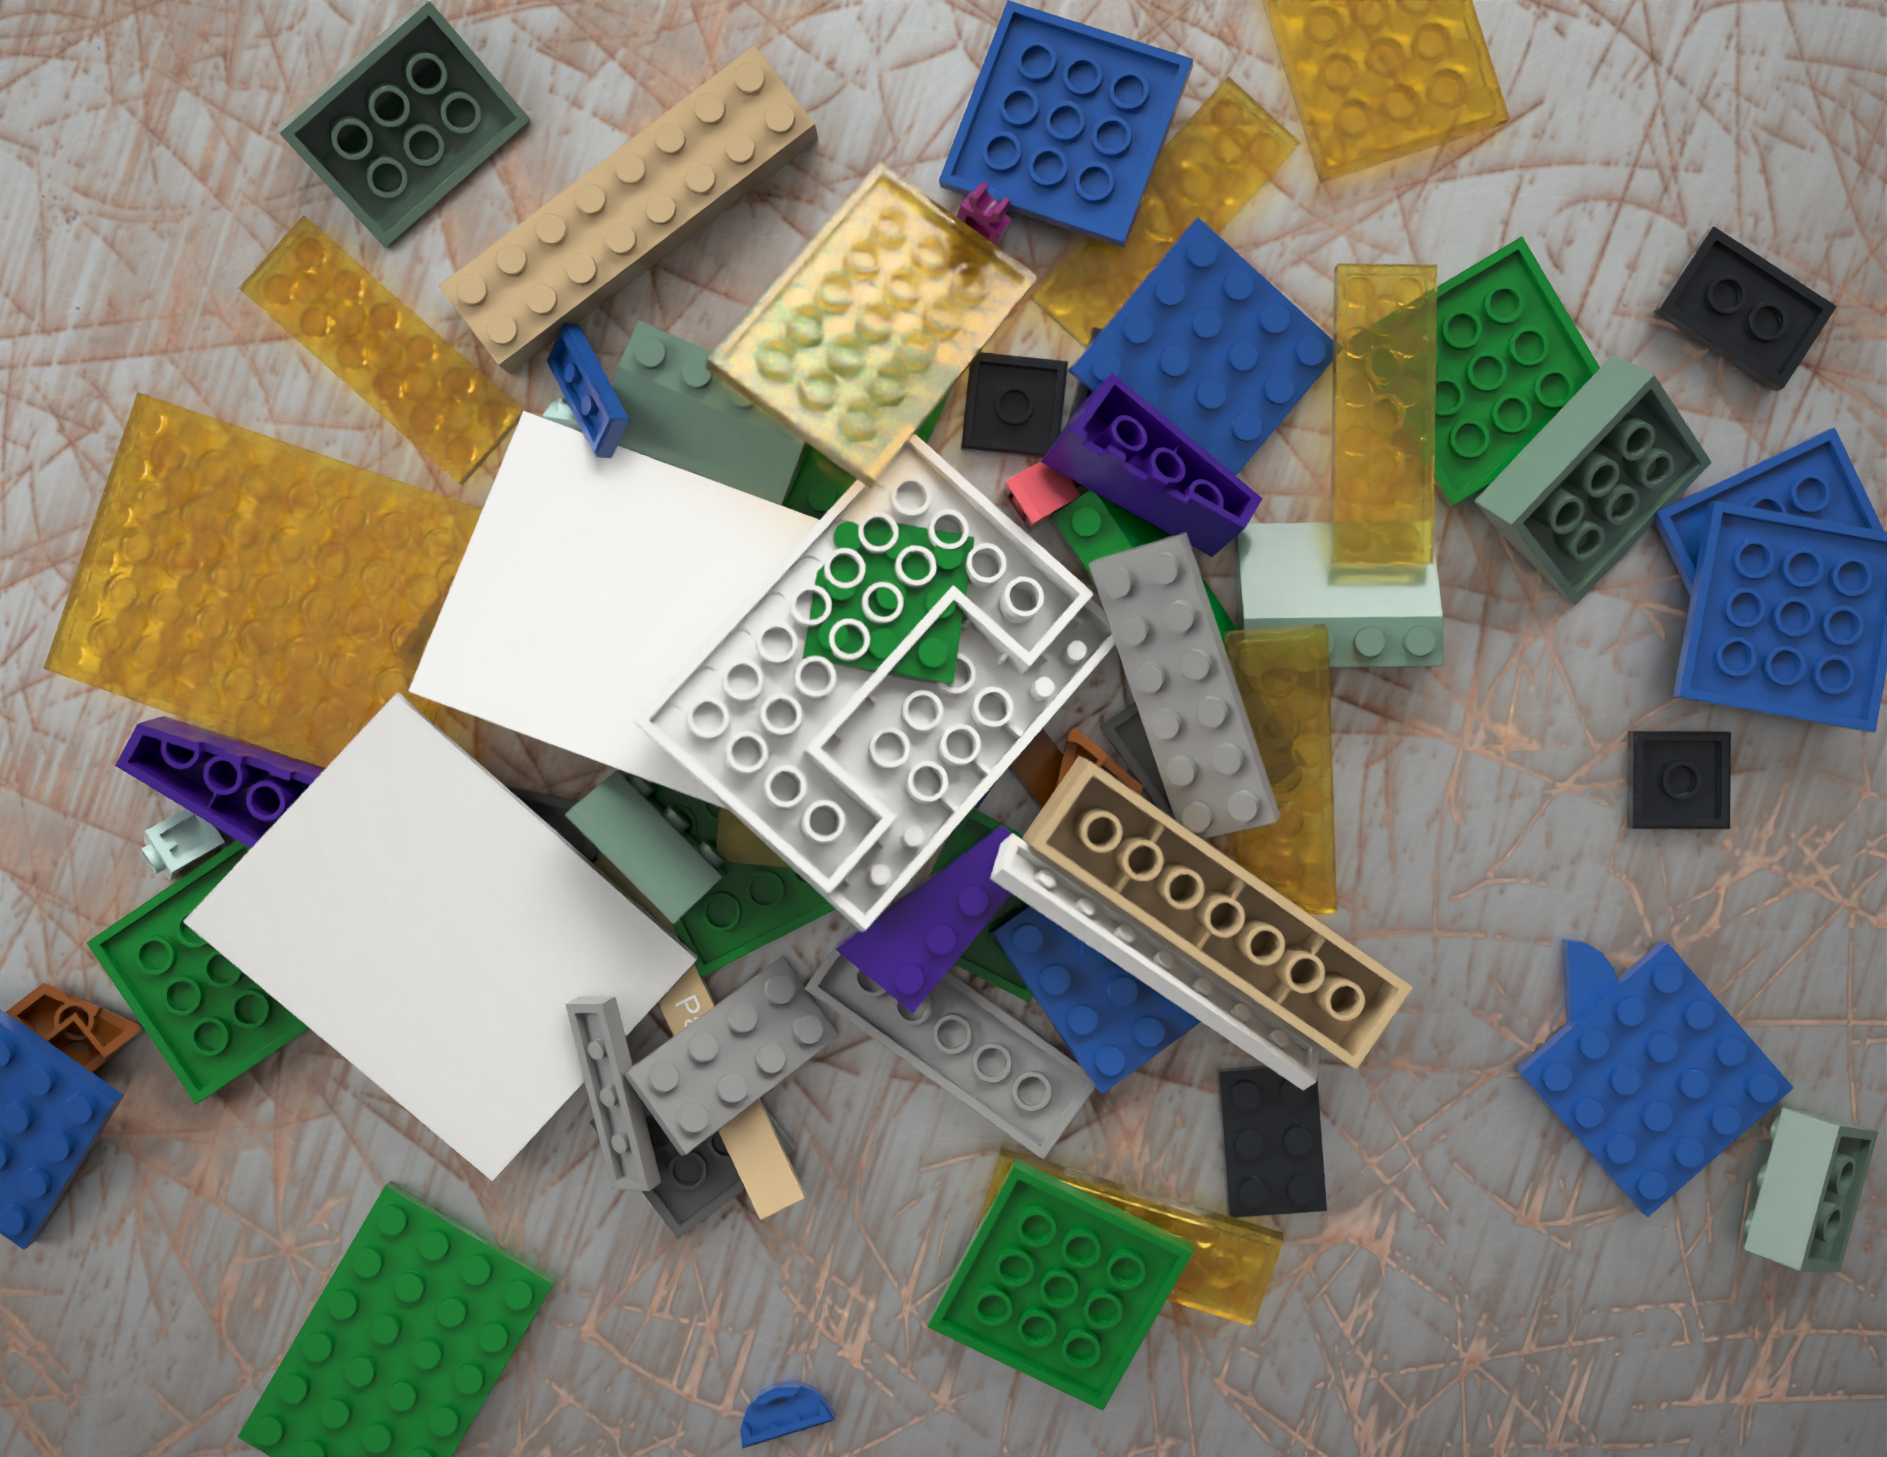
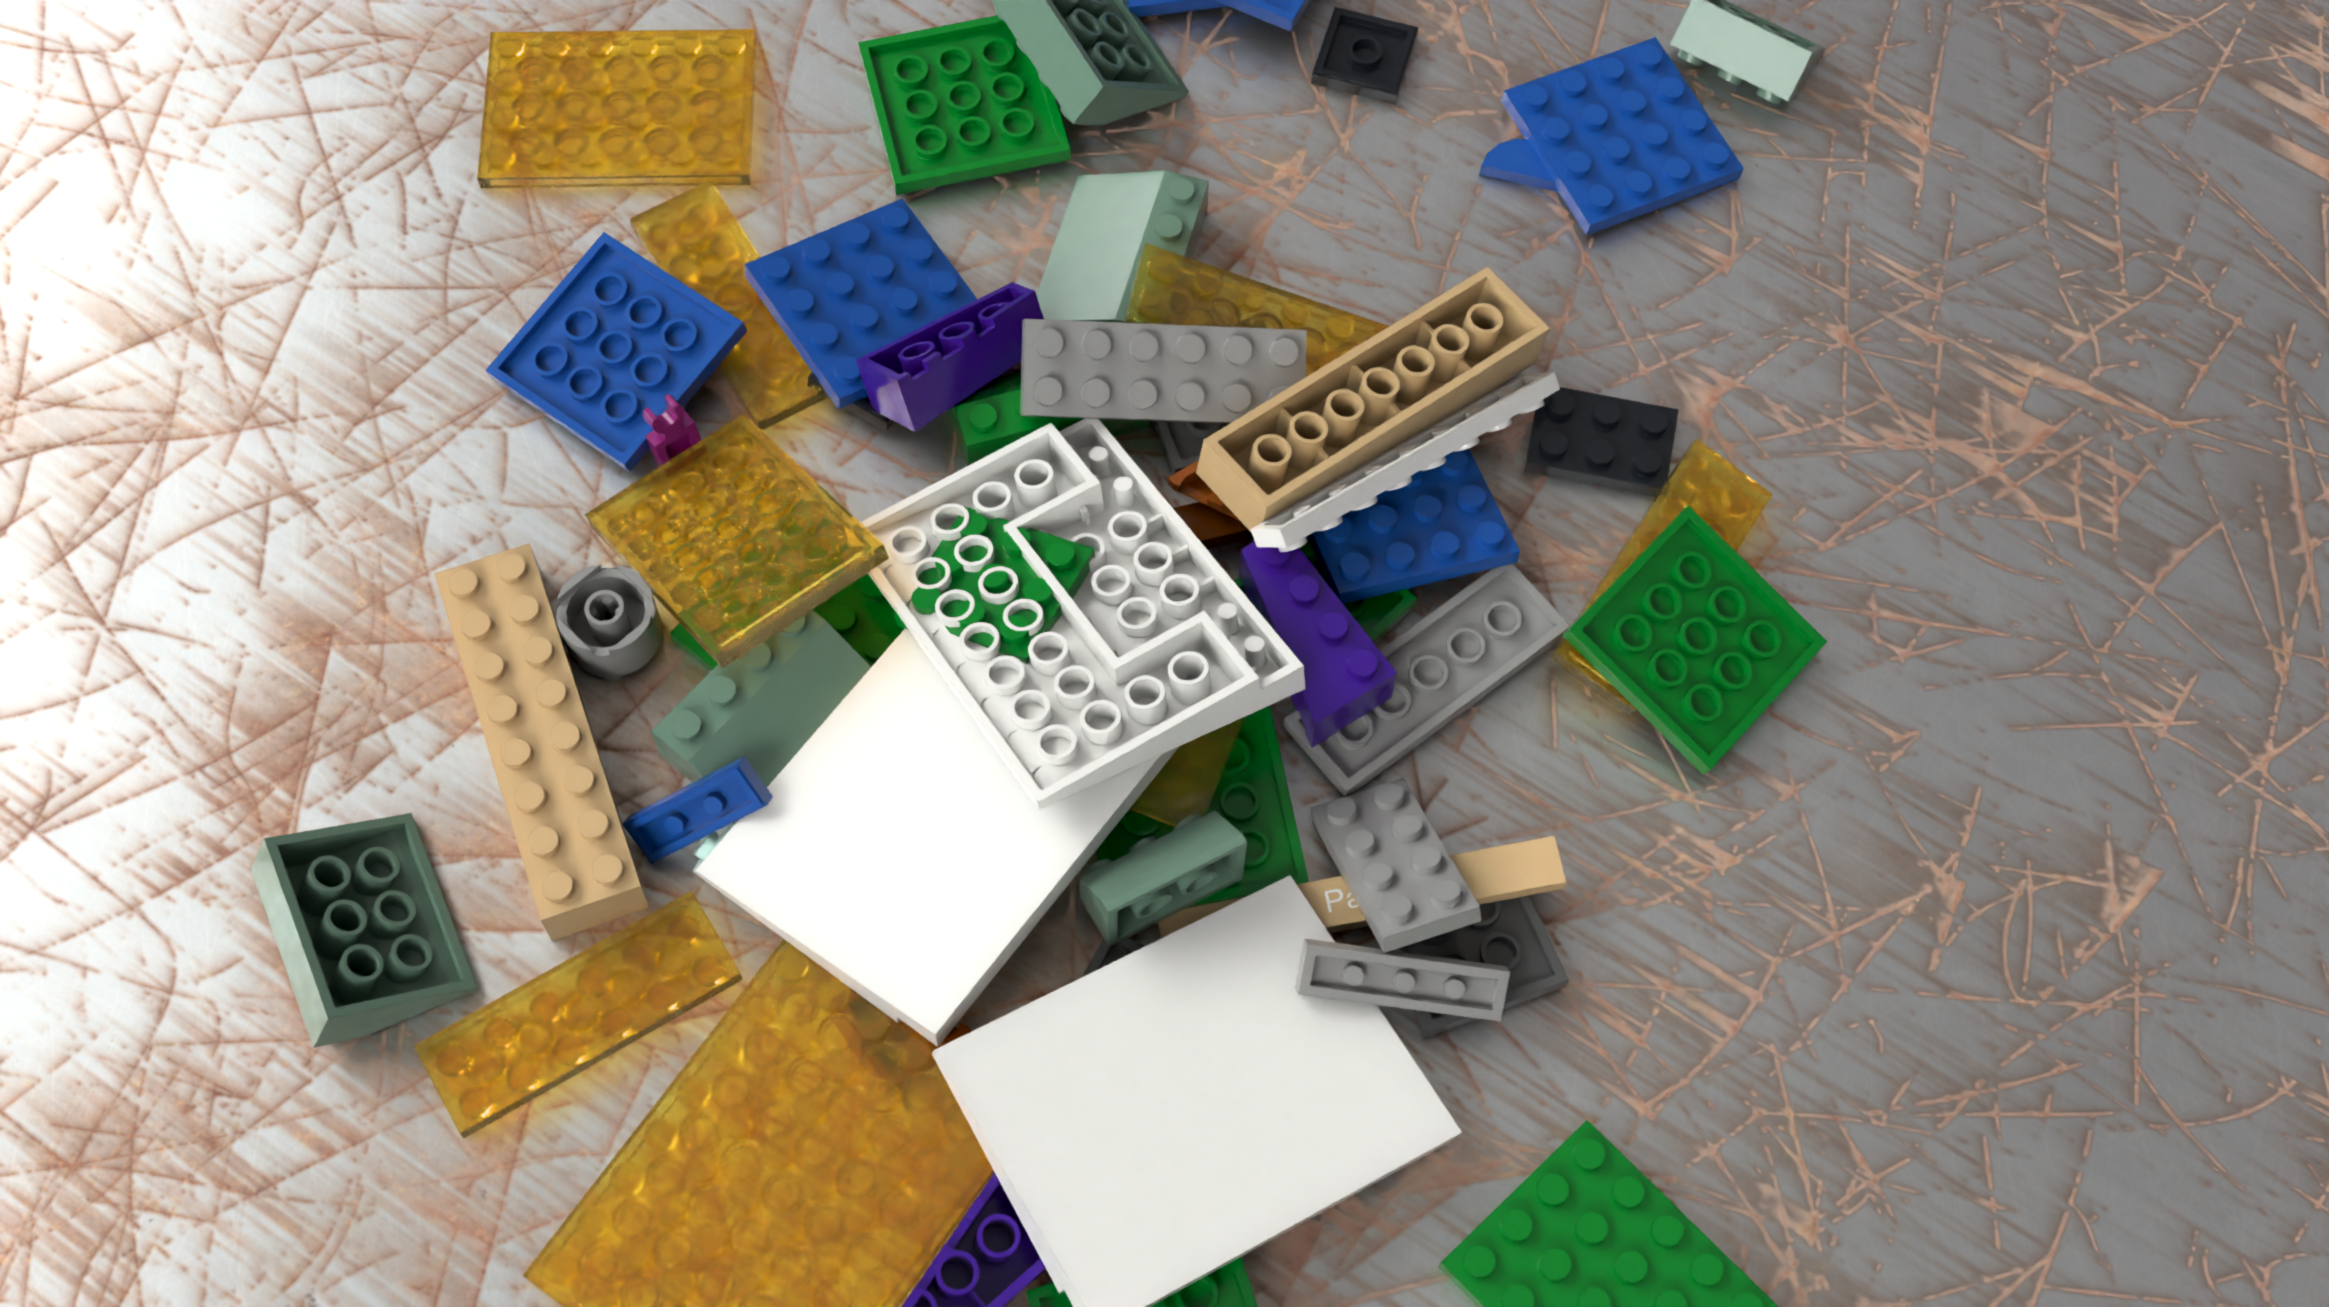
camera: 75 degrees left, 25 degrees down
(756, 205) = (609, 621): none -> light grey brick
(783, 1411) = (1769, 940): blue tile -> none
(1013, 405) = (858, 465): black tile -> none
(1039, 493) = (940, 451): coral slope -> none
(1383, 414) = (973, 173): clear yellow plate -> none

